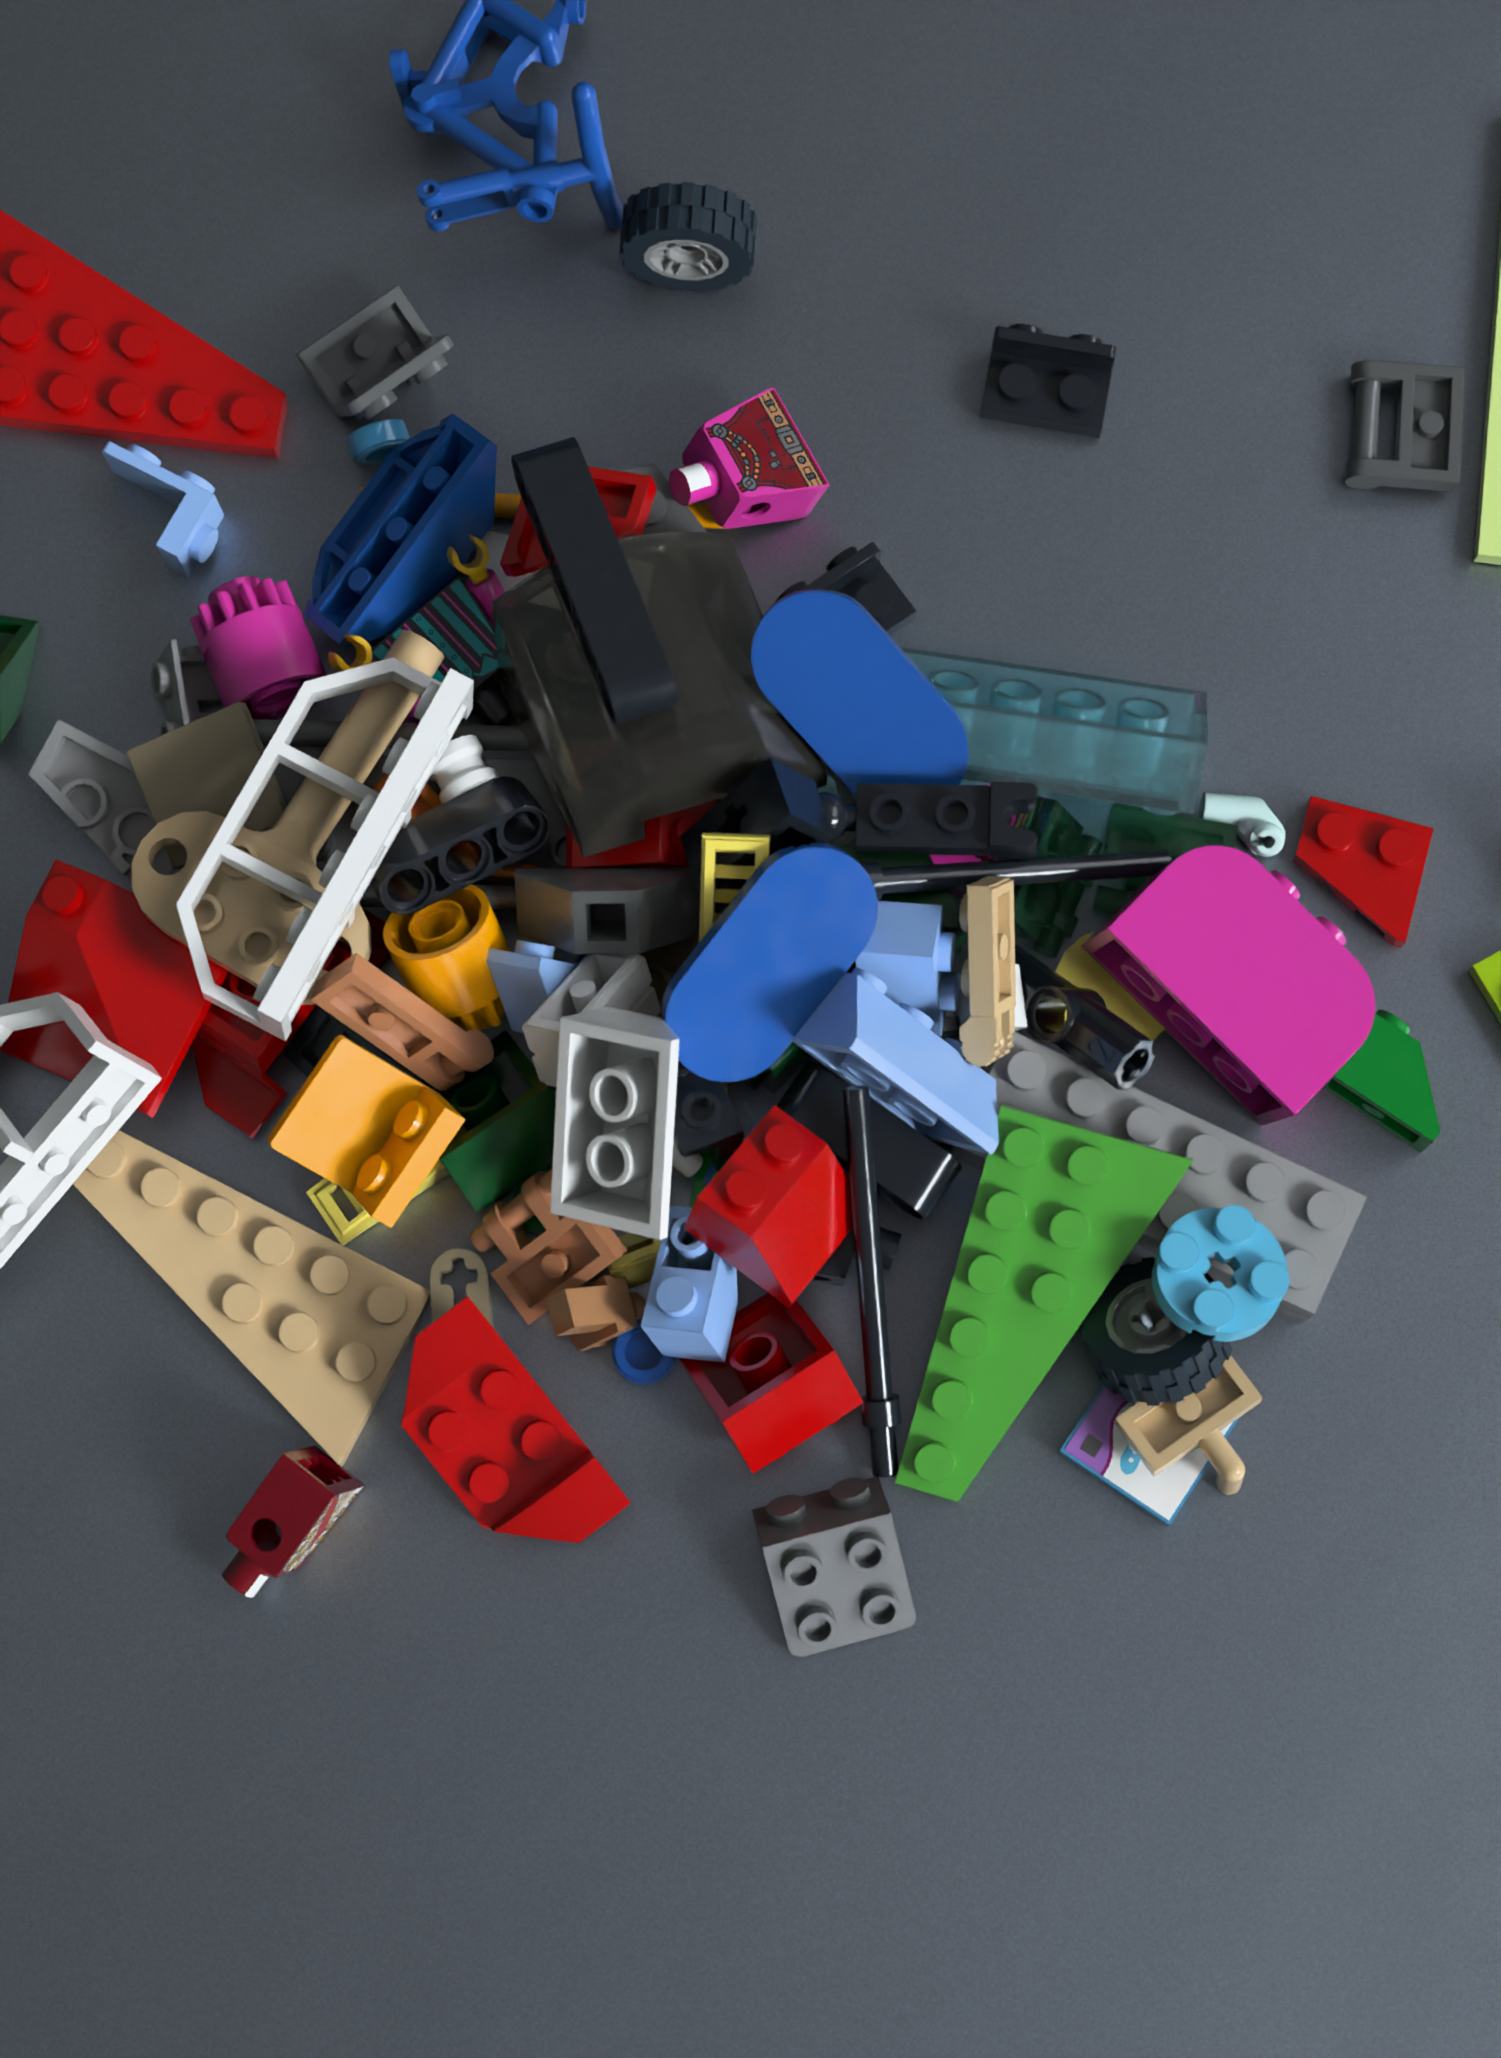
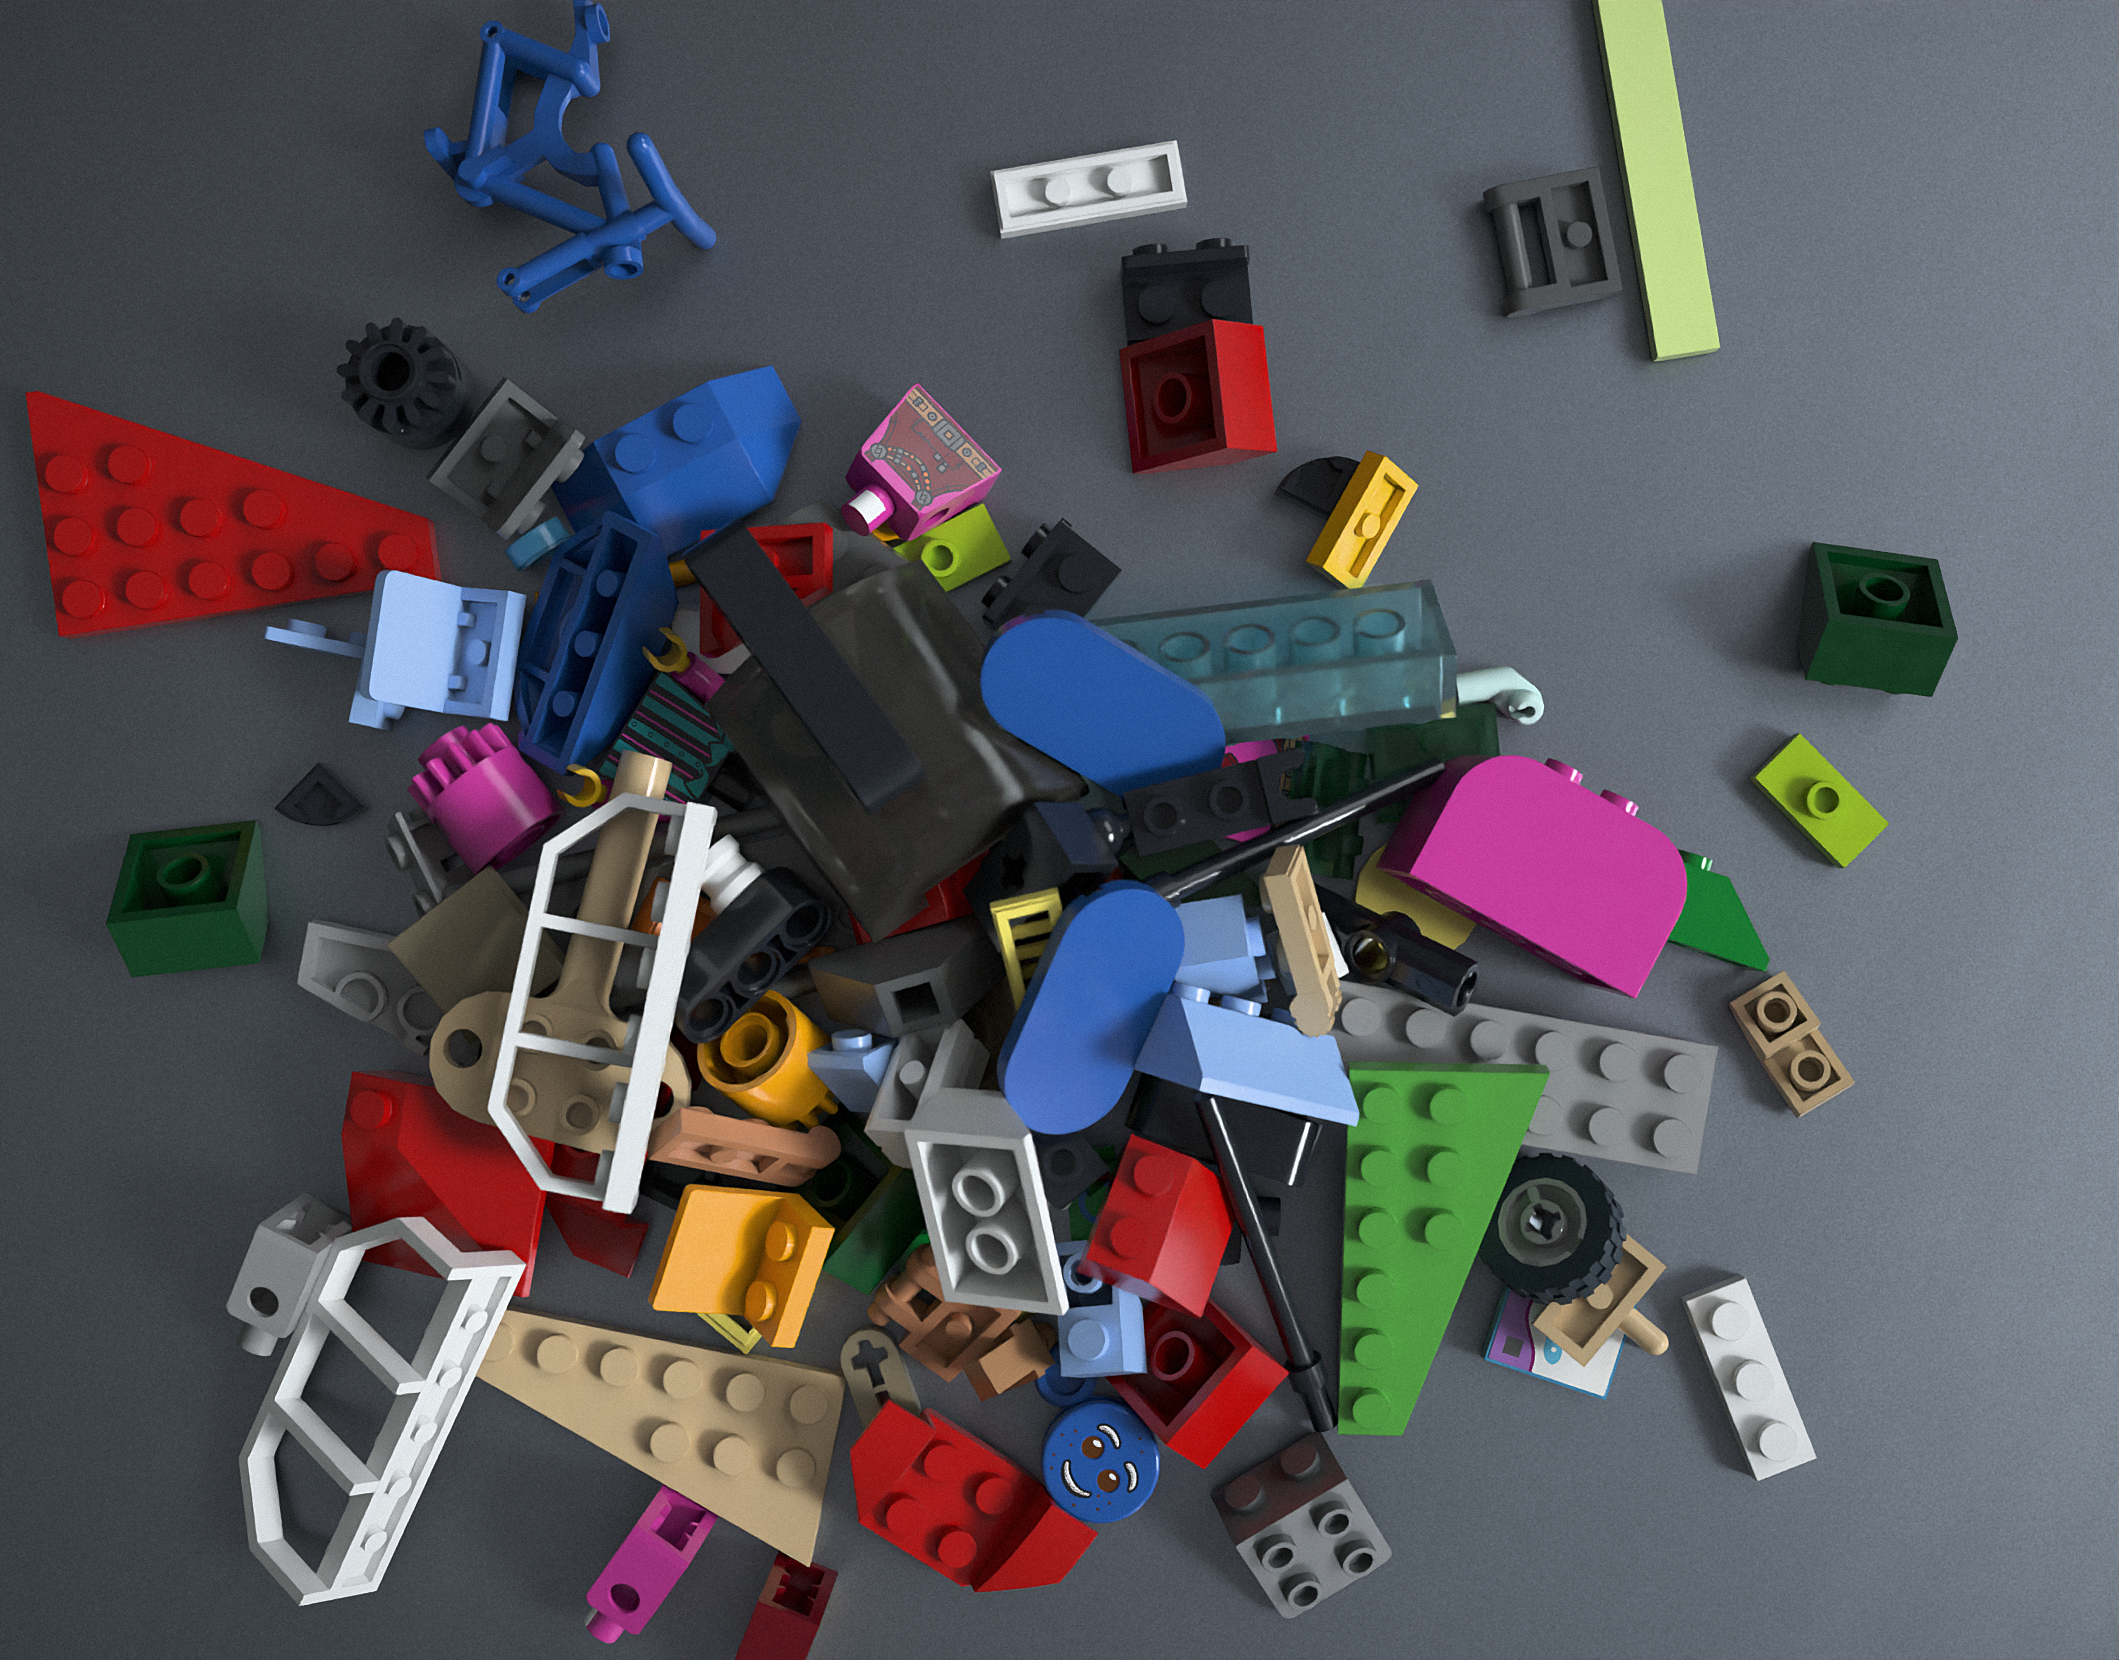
camera: 20 degrees left, 10 degrees up
(104, 619) = (322, 800): none -> black tile
(183, 1409) = (647, 1565): none -> dark pink torso
(262, 503) = (442, 646): none -> light blue bracket
(305, 268) = (408, 385): none -> black gear
(542, 395) = (689, 460): none -> blue wedge
(654, 1438) = (1099, 1460): none -> blue head
(688, 236) = (785, 248): black wheel -> none
(774, 553) = (959, 549): none -> lime plate
(983, 268) = (1088, 189): none -> white tile
(1033, 474) = (1198, 397): none -> red slope
(1125, 587) = (1318, 484): none -> black tile
(1156, 625) = (1362, 522): none -> yellow plate
(1210, 1308) = (1640, 1165): medium azure plate -> none
(1318, 1547) = (1748, 1377): none -> white plate
(1366, 861) = (1625, 700): red wing -> none
(1443, 1232) = (1790, 1045): none -> tan slope

